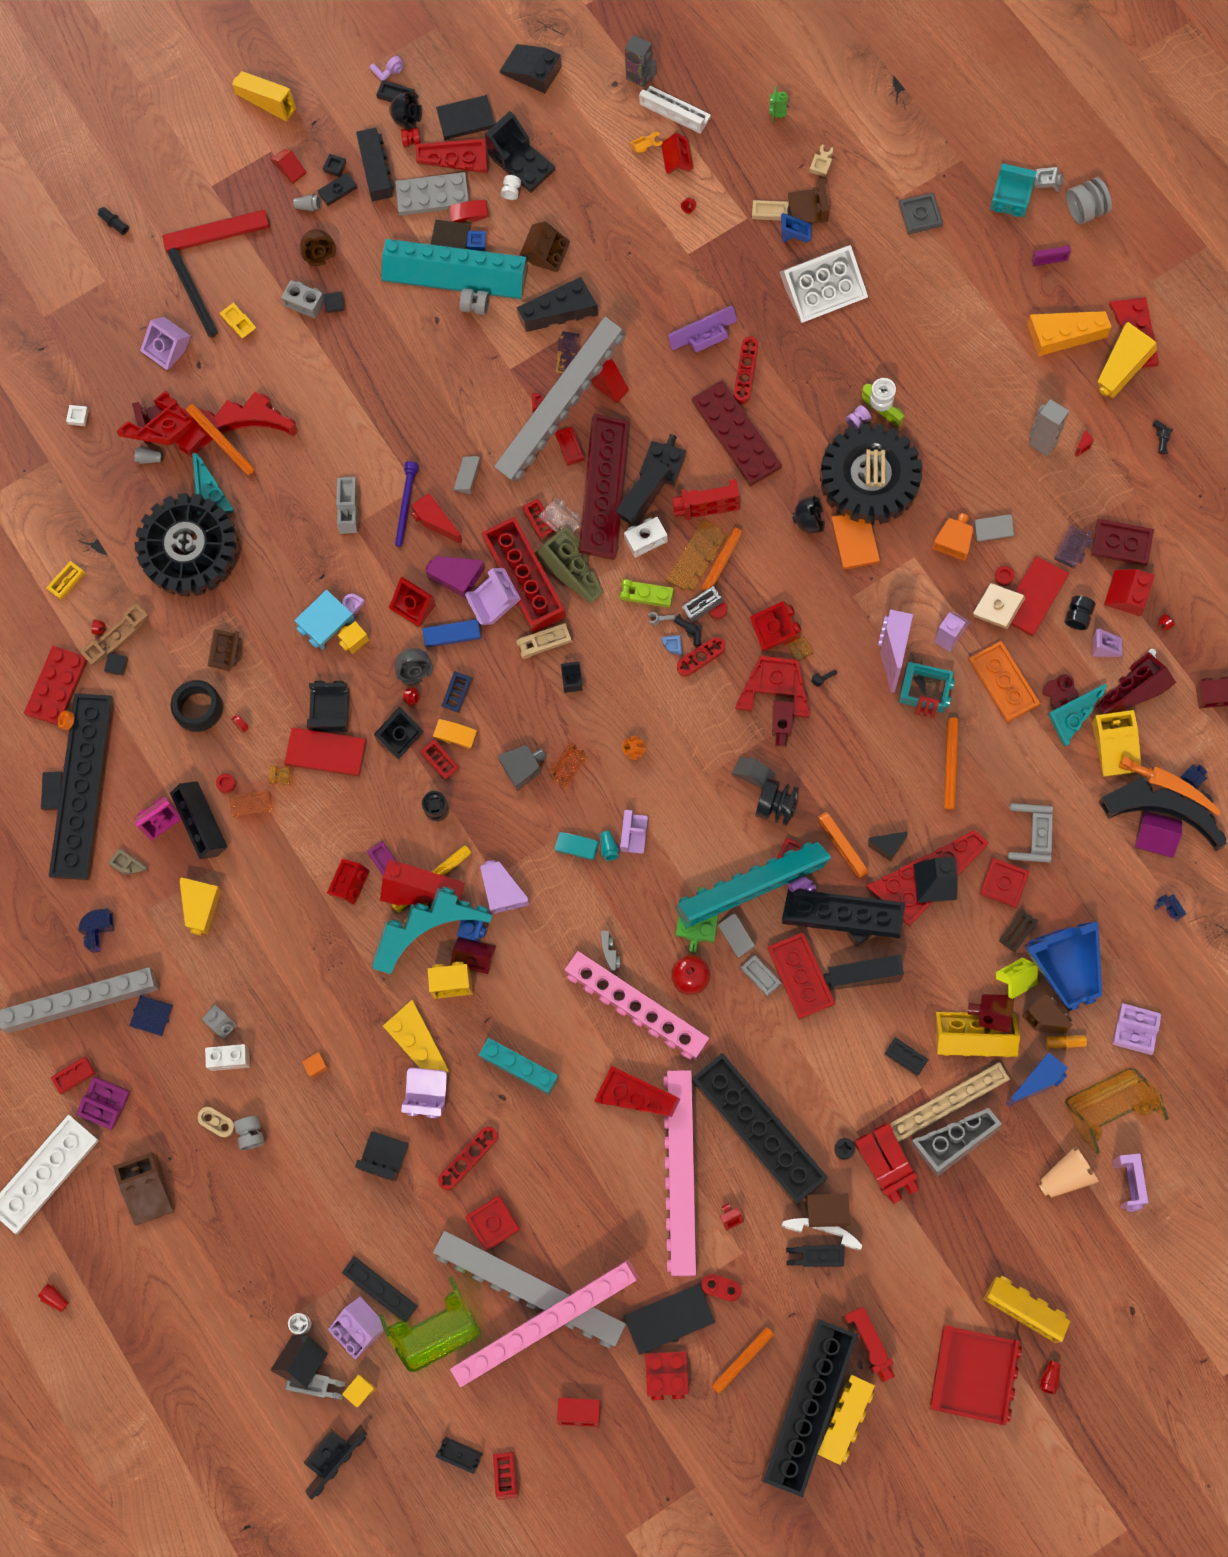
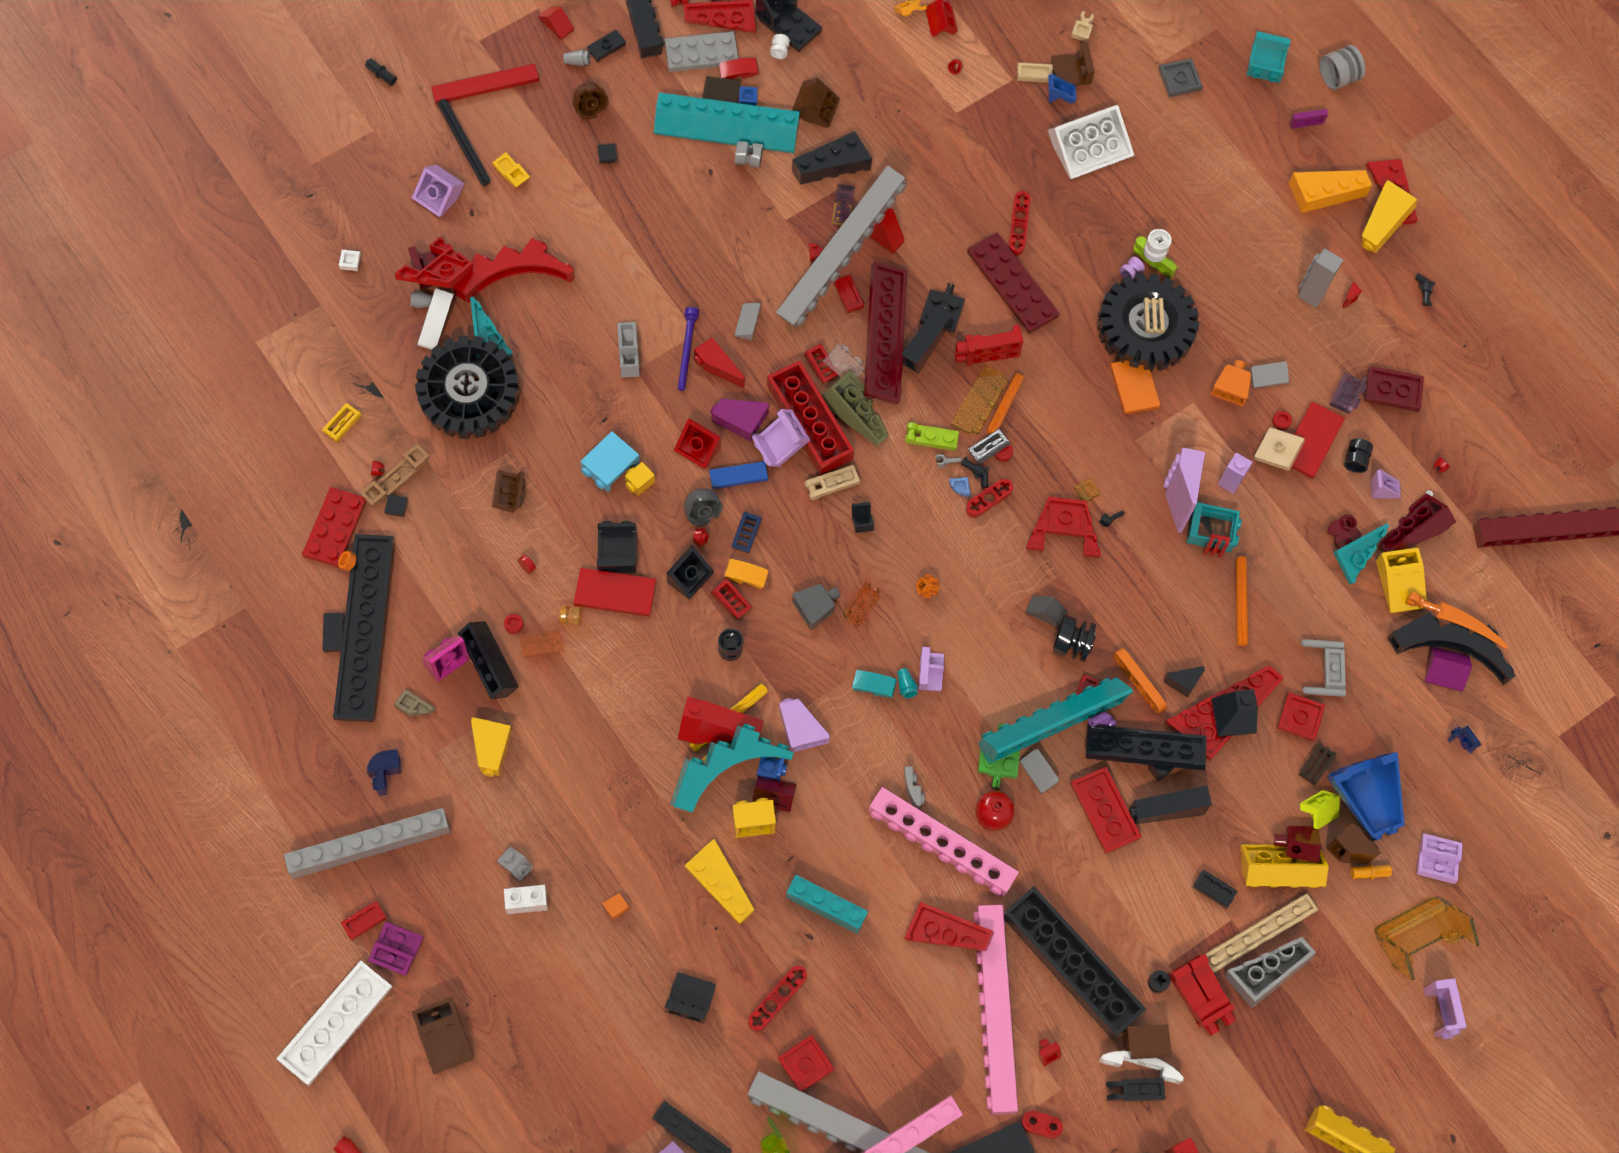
camera: 15 degrees left, 5 degrees down
(151, 1015) = (443, 858): clear blue piece -> none
(158, 475) = (435, 319): none -> white slope
(183, 693) = (481, 528): black tyre -> none
(217, 1122) = (516, 966): tan plate -> none
(220, 439) = (498, 283): orange axle -> none
(249, 1133) = (551, 976): light grey wheel -> none
(301, 302) = (574, 153): light grey brick -> none
(334, 165) = (603, 22): black plate -> none
(348, 881) = (643, 720): red bracket -> none
(353, 603) = (638, 444): lavender tile -> none
(380, 856) = (676, 697): magenta tile -> none
(425, 1092) = (732, 931): bracket -> none
(642, 545) = (921, 389): white brick -> none
(705, 331) = (976, 186): medium lavender bracket -> none
(761, 975) = (1065, 810): light grey tile -> none
(776, 626) = (1062, 468): red plate -> none
(782, 714) = (1074, 552): dark red torso -> none
(808, 515) = (1089, 361): black cylinder -> none
(1004, 681) = (1288, 522): orange tile -> none
(1043, 1077) = (1356, 902): blue slope -> none
(1049, 178) = (1302, 46): light grey bracket -> none
(1068, 1175) = (1384, 1002): light nougat cone -> none
(1129, 590) = (1404, 434): red slope -> none
(1195, 775) = (1479, 611): clear blue bracket -> none

